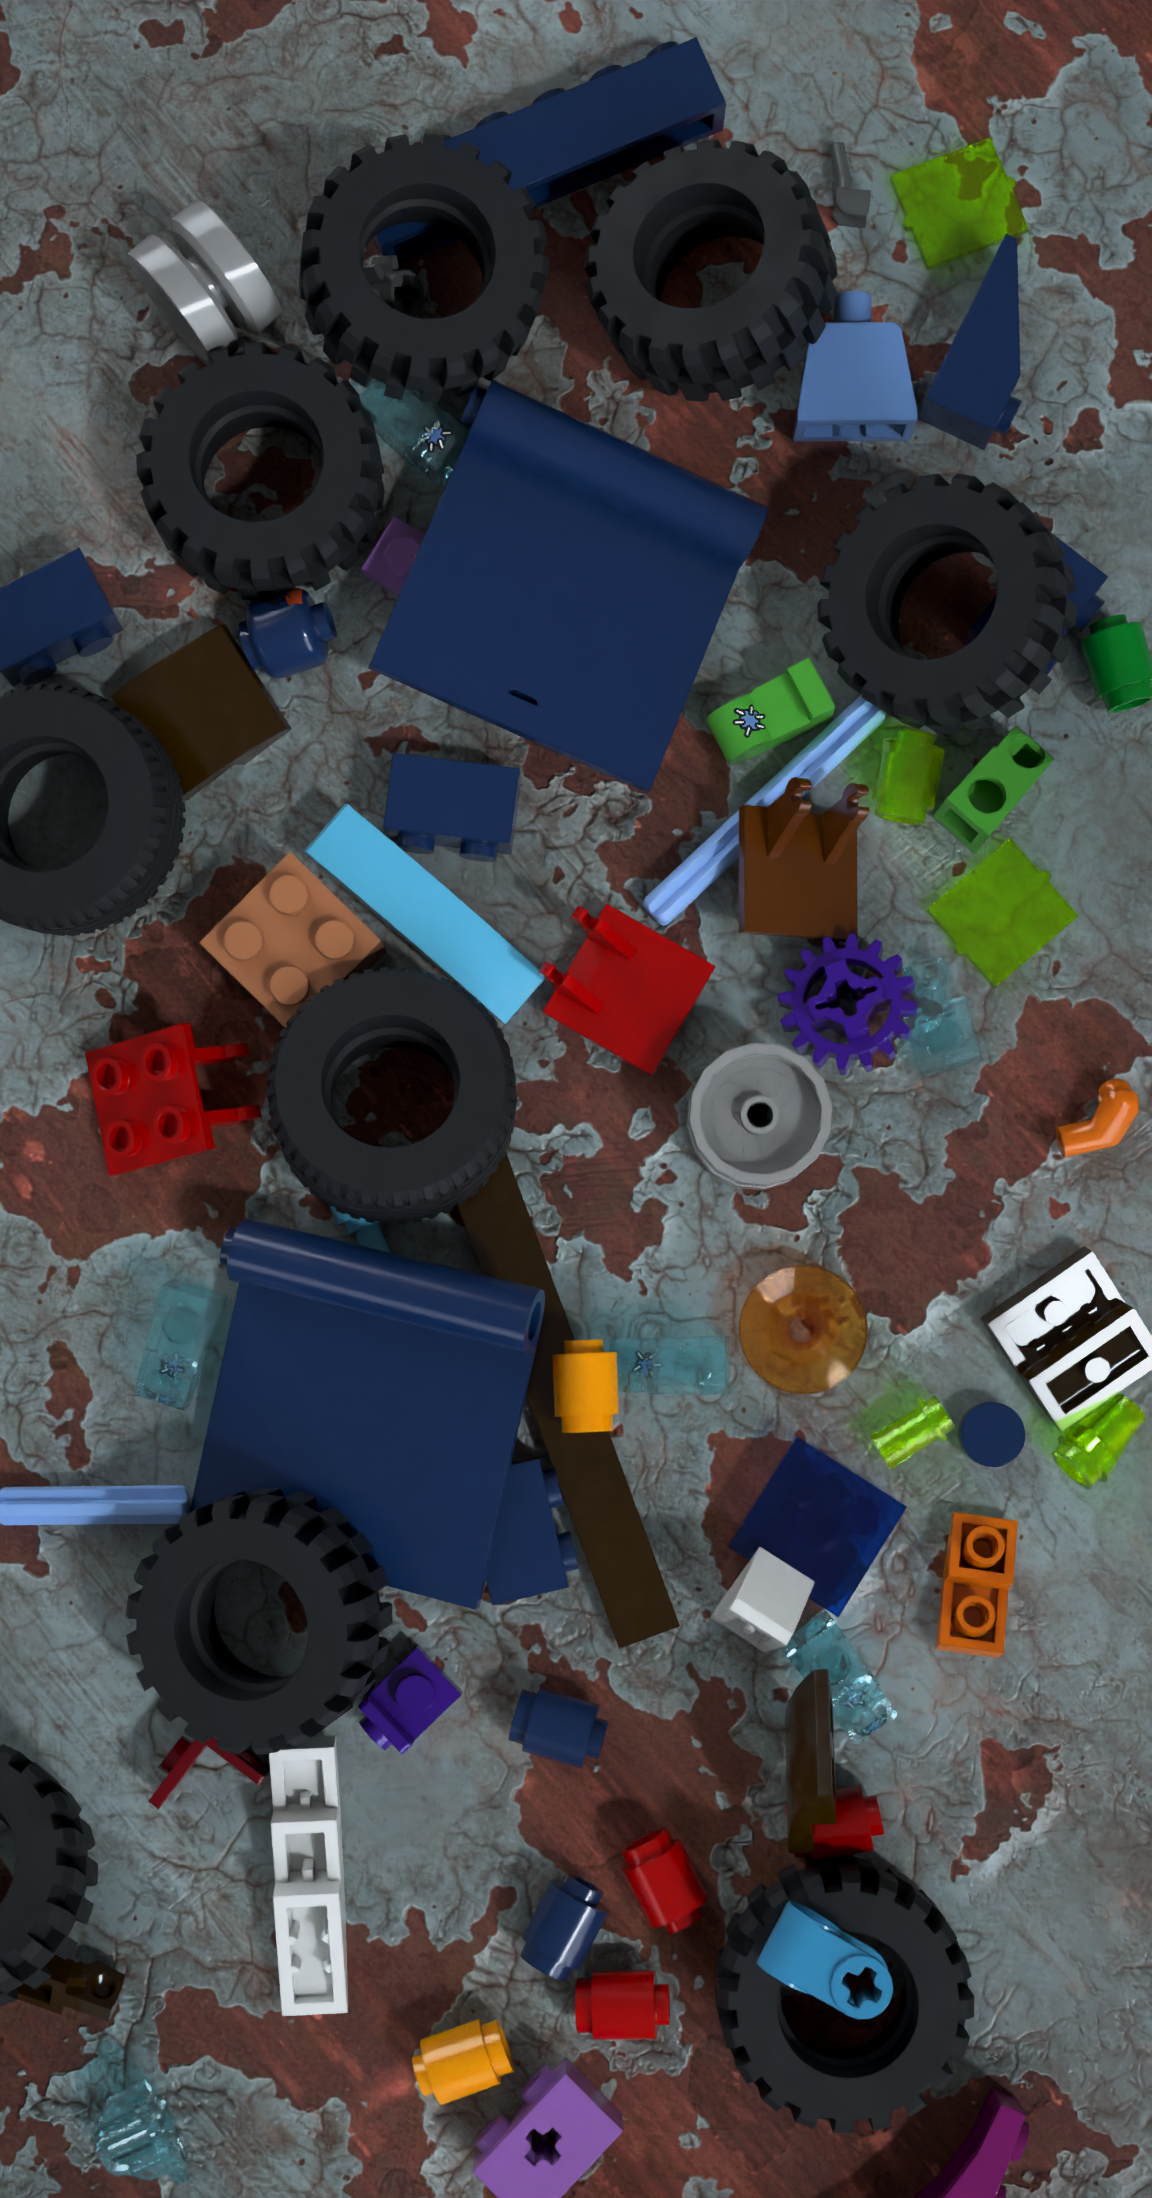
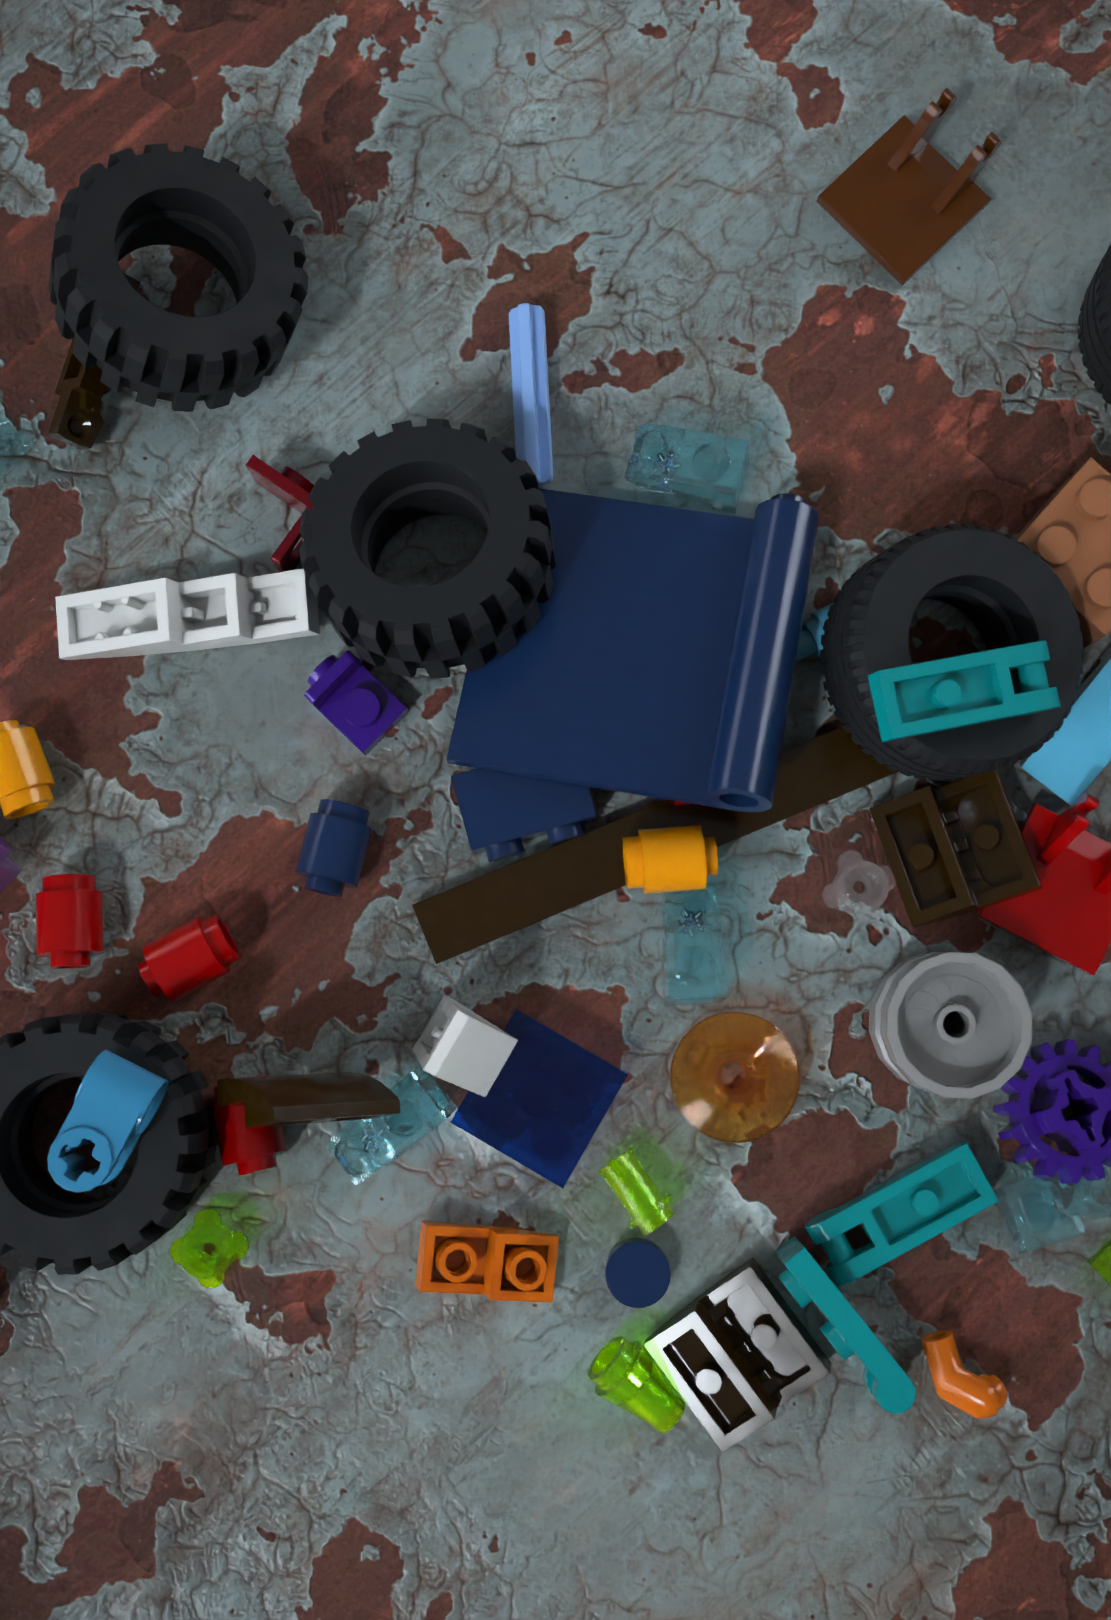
camera: 85 degrees right, 0 degrees up
(152, 1098) = (925, 427): red plate -> none
(439, 1101) = (961, 691): none -> teal plate
(563, 1926) = (142, 861): dark blue brick -> none
(584, 1096) = (955, 848): none -> dark brown slope
(613, 1175) = (876, 882): none -> clear plate
(940, 1169) = (903, 1212): none -> teal plate
(961, 1884) = (191, 1254): none -> clear neon green plate
(1048, 1233) = (846, 1328): none -> teal plate

